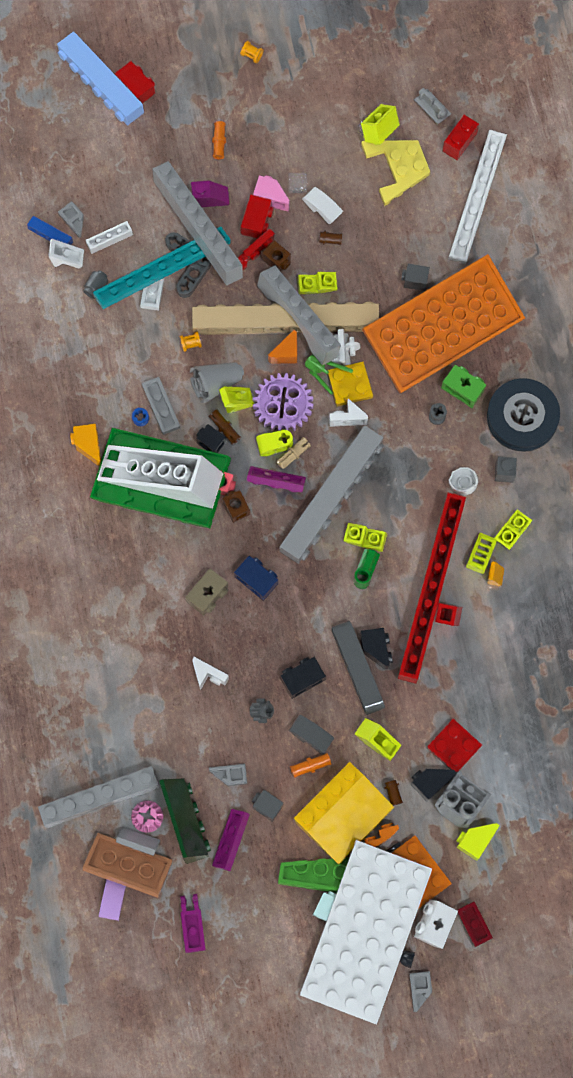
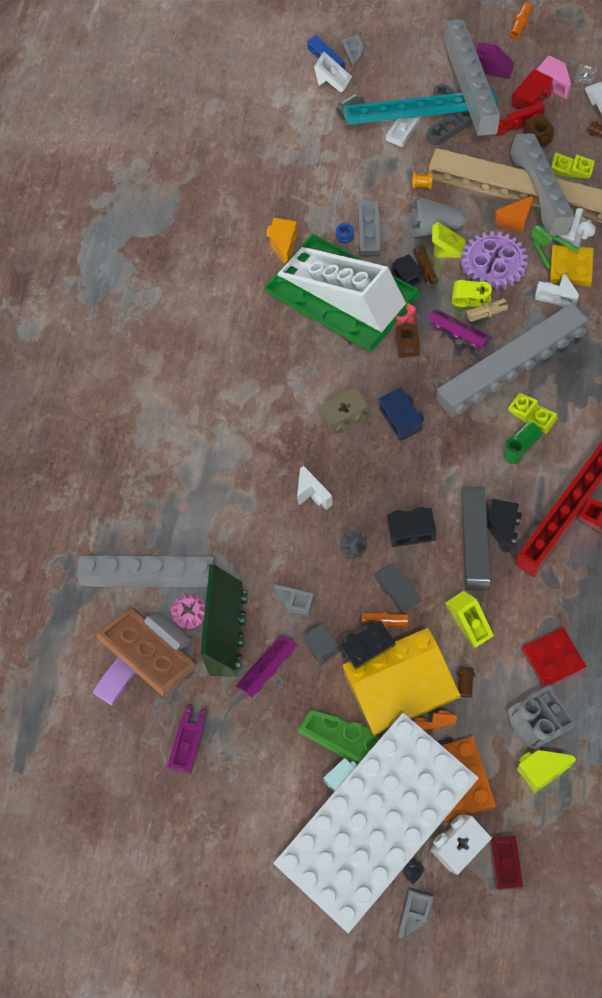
camera: 30 degrees right, 10 degrees down
(109, 237) = (380, 73): white piece -> none
(308, 796) = (366, 644): none -> black bracket
(431, 781) = (513, 684): black slope -> none

